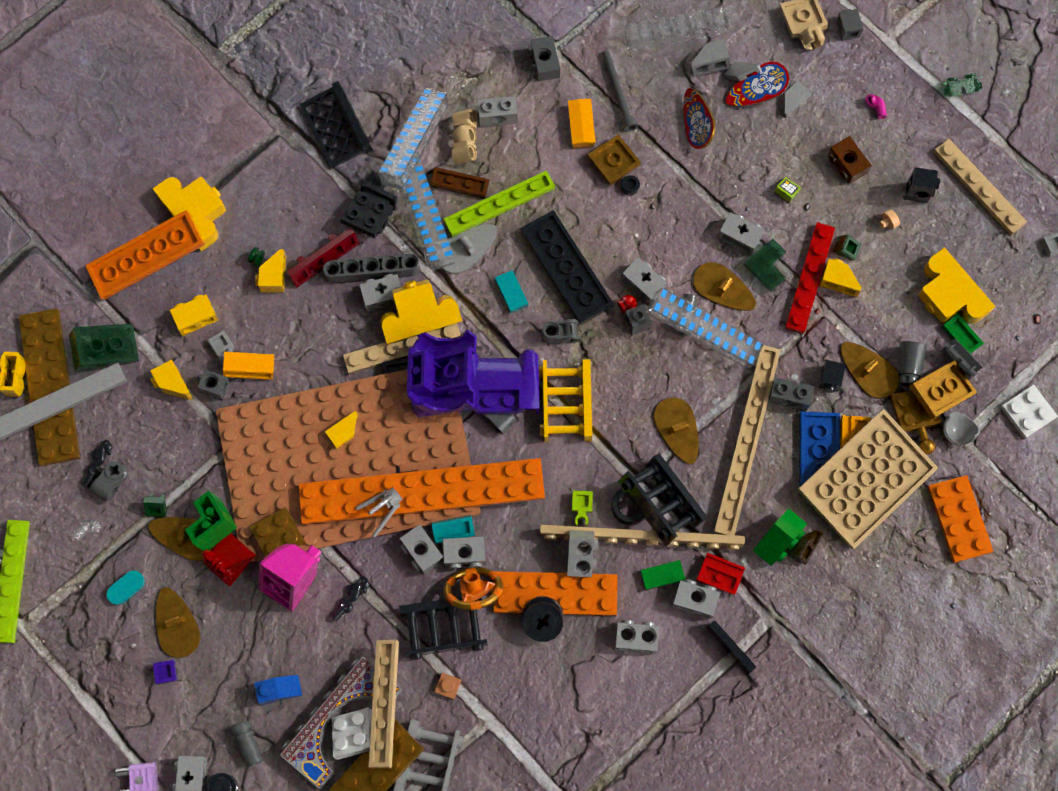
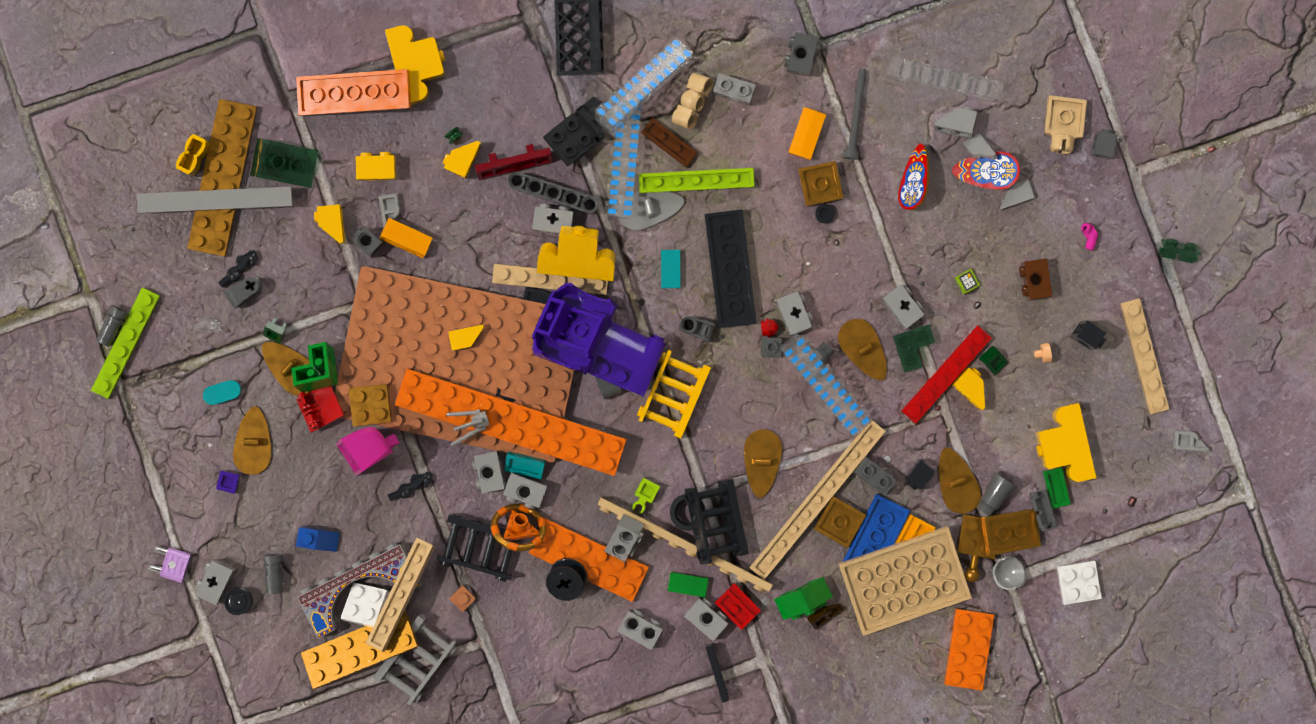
camera: 25 degrees right, 15 degrees up
(779, 451) = (839, 522): none -> pearl gold plate

